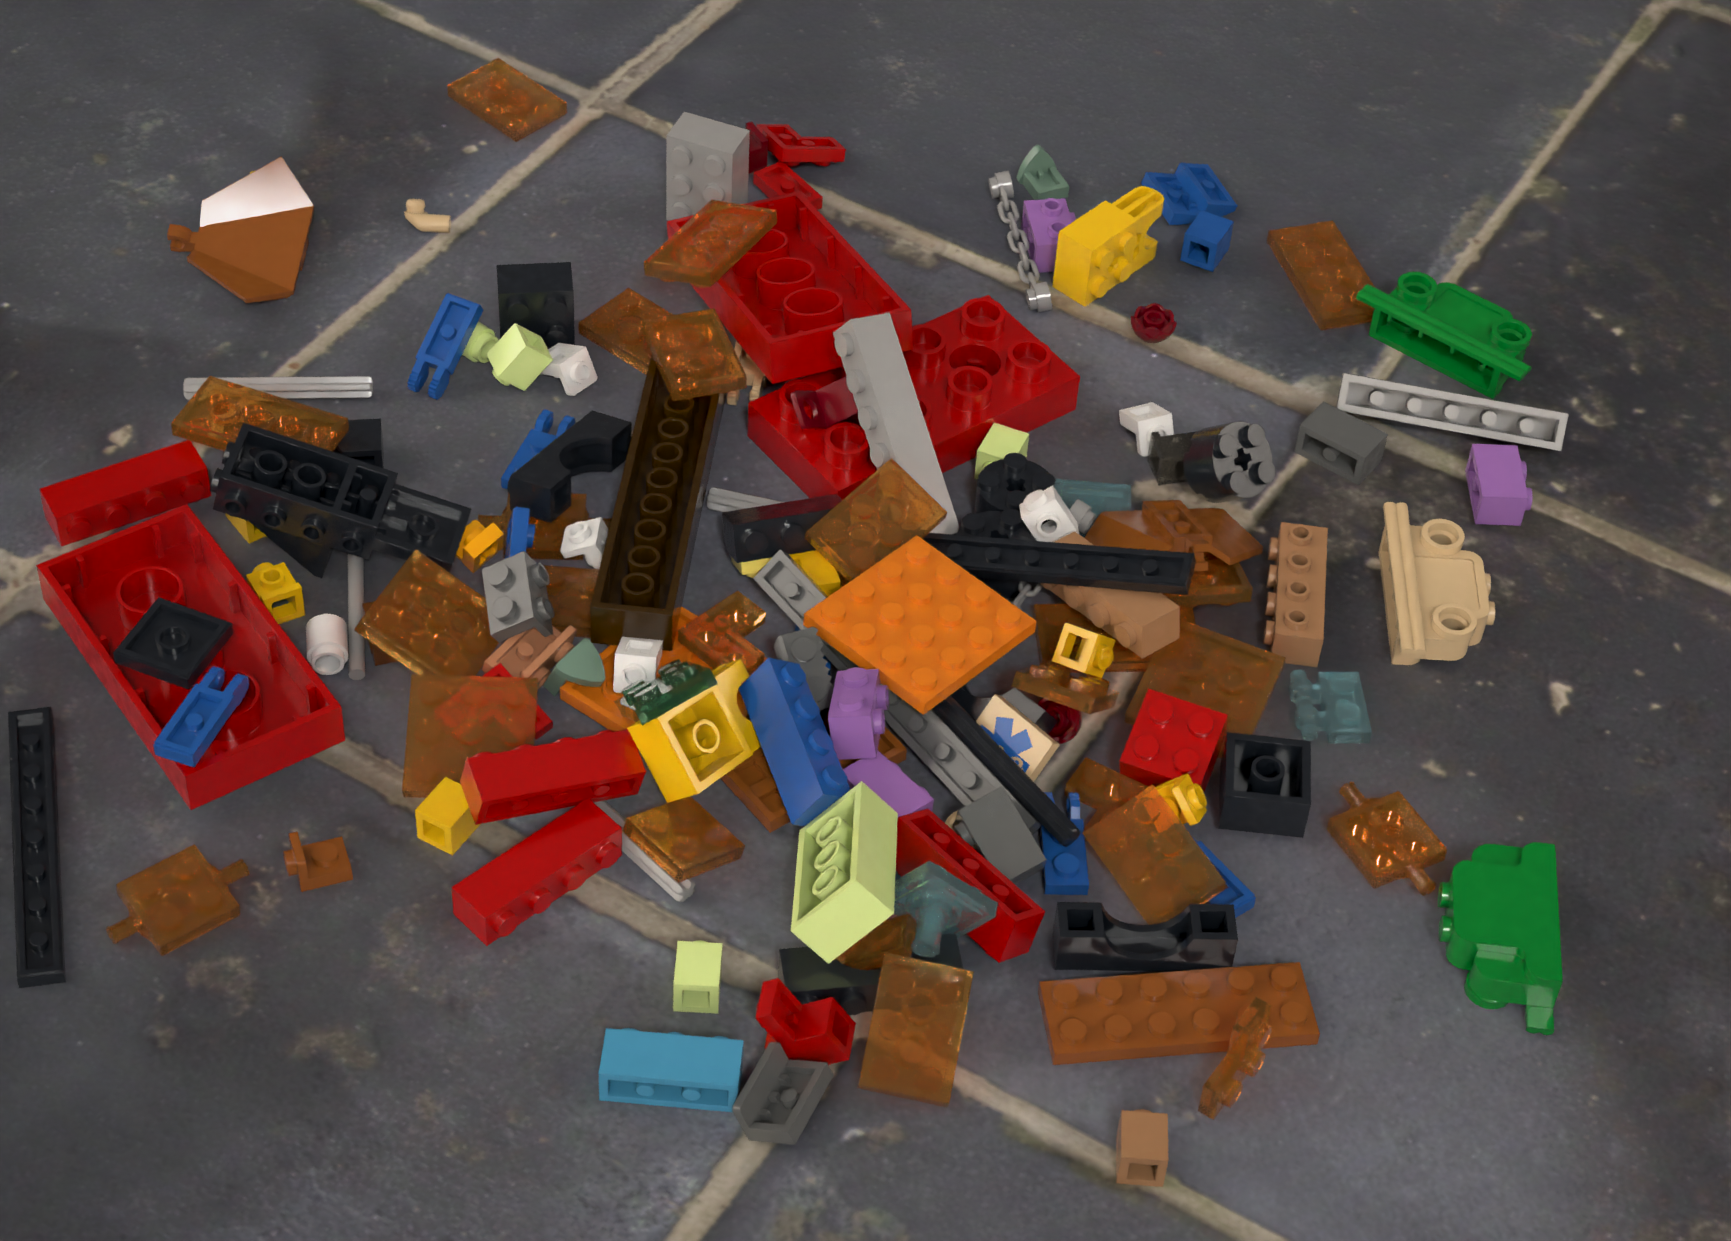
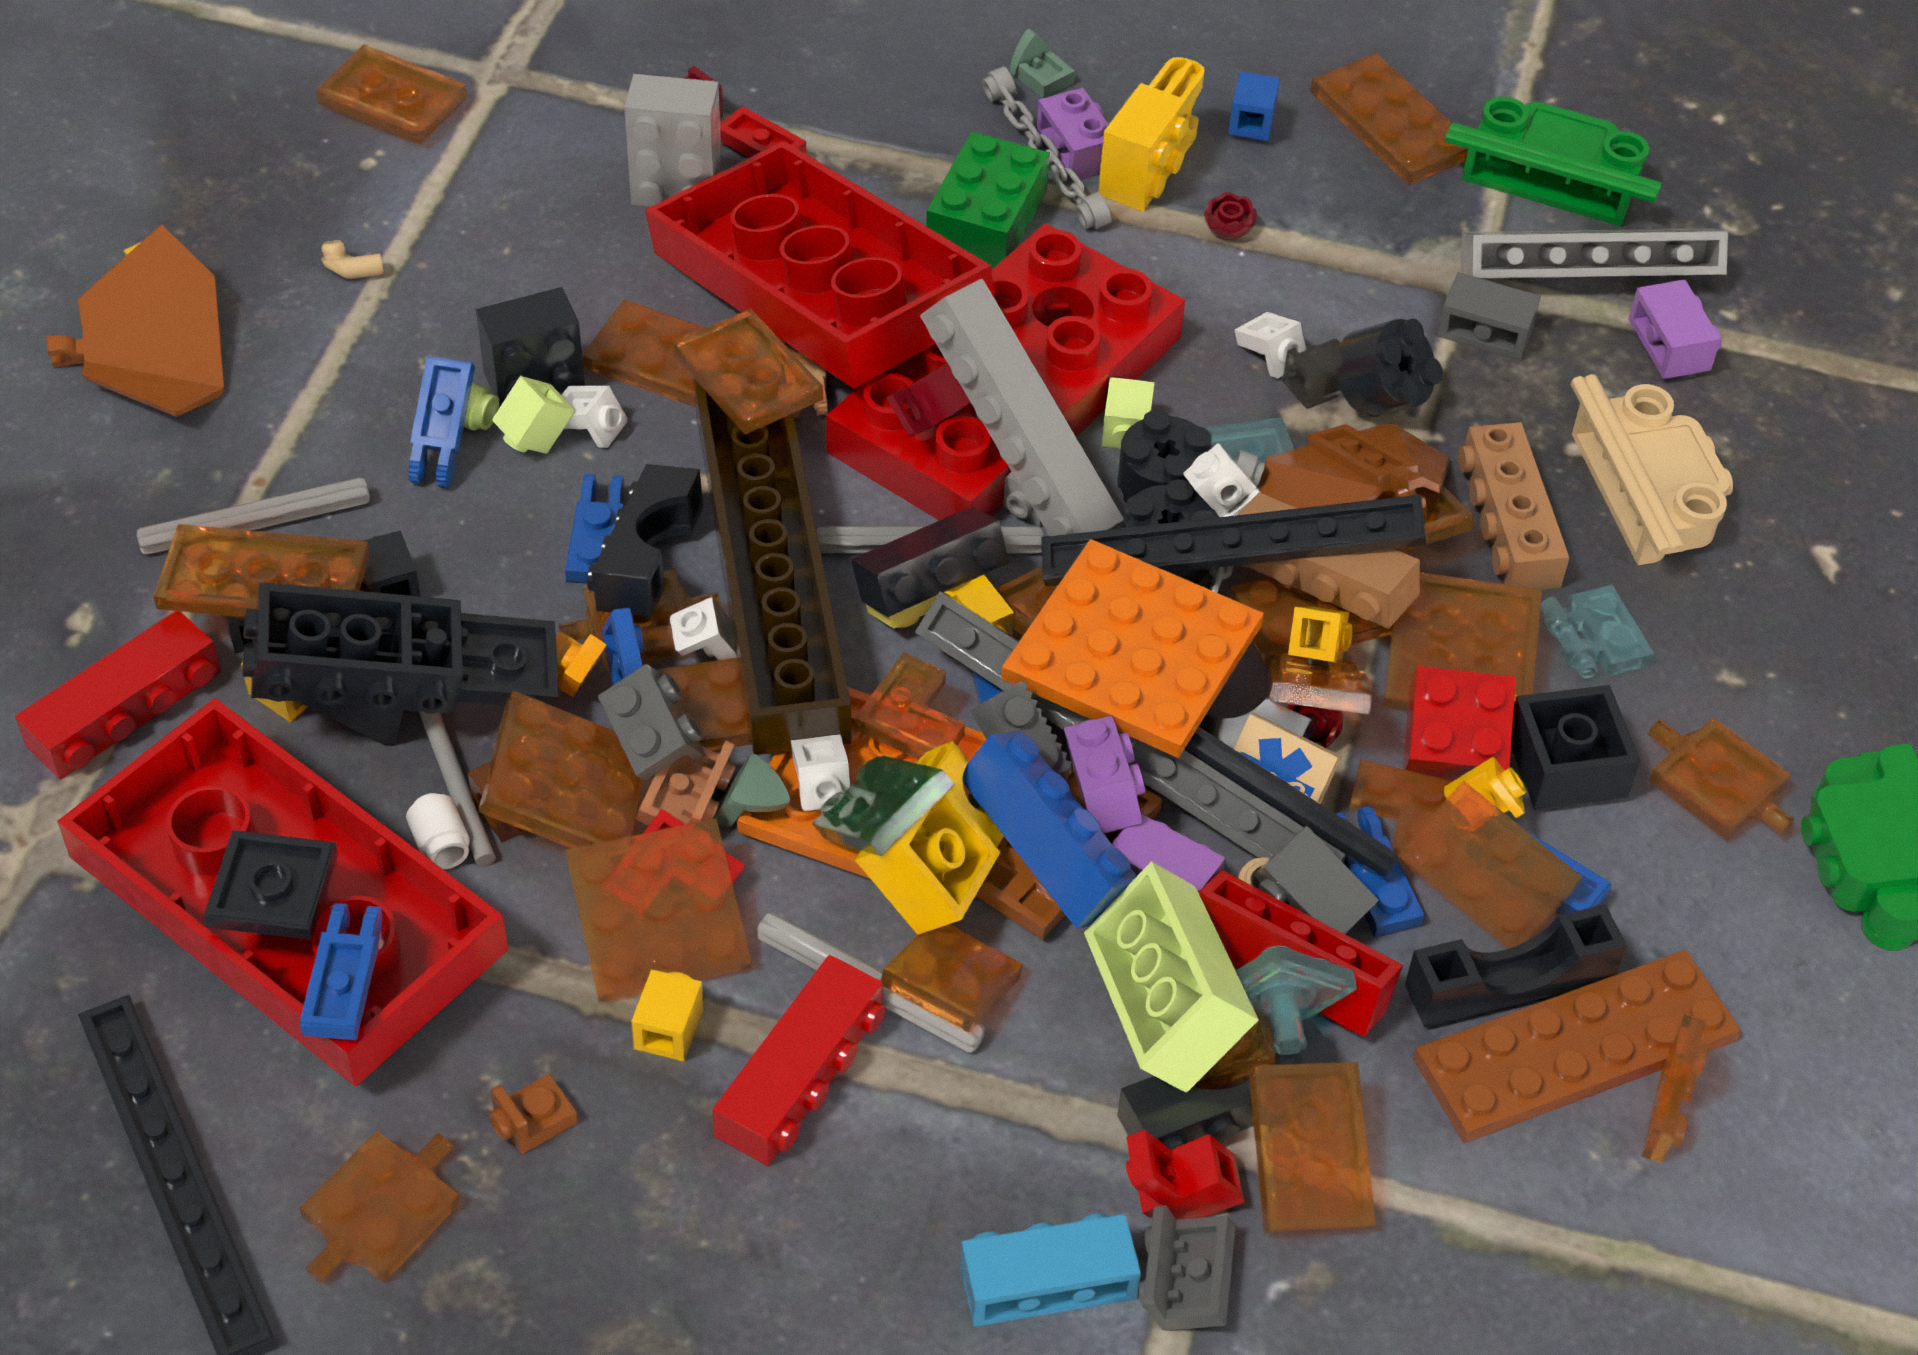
camera: 15 degrees left, 5 degrees up
(274, 584) = (352, 773): yellow brick -> none
(552, 775) = (781, 939): red brick -> none
(697, 977) = (1034, 1143): yellowish green brick -> none
(710, 243) = (717, 230): clear orange plate -> none
(793, 149) = (753, 88): red plate -> none
(875, 521) = (1037, 535): clear orange plate -> none
(953, 267) = (989, 196): none -> green brick
(1142, 1148) = (1608, 1222): medium nougat brick -> none
(1190, 191) = (1214, 46): blue slope -> none

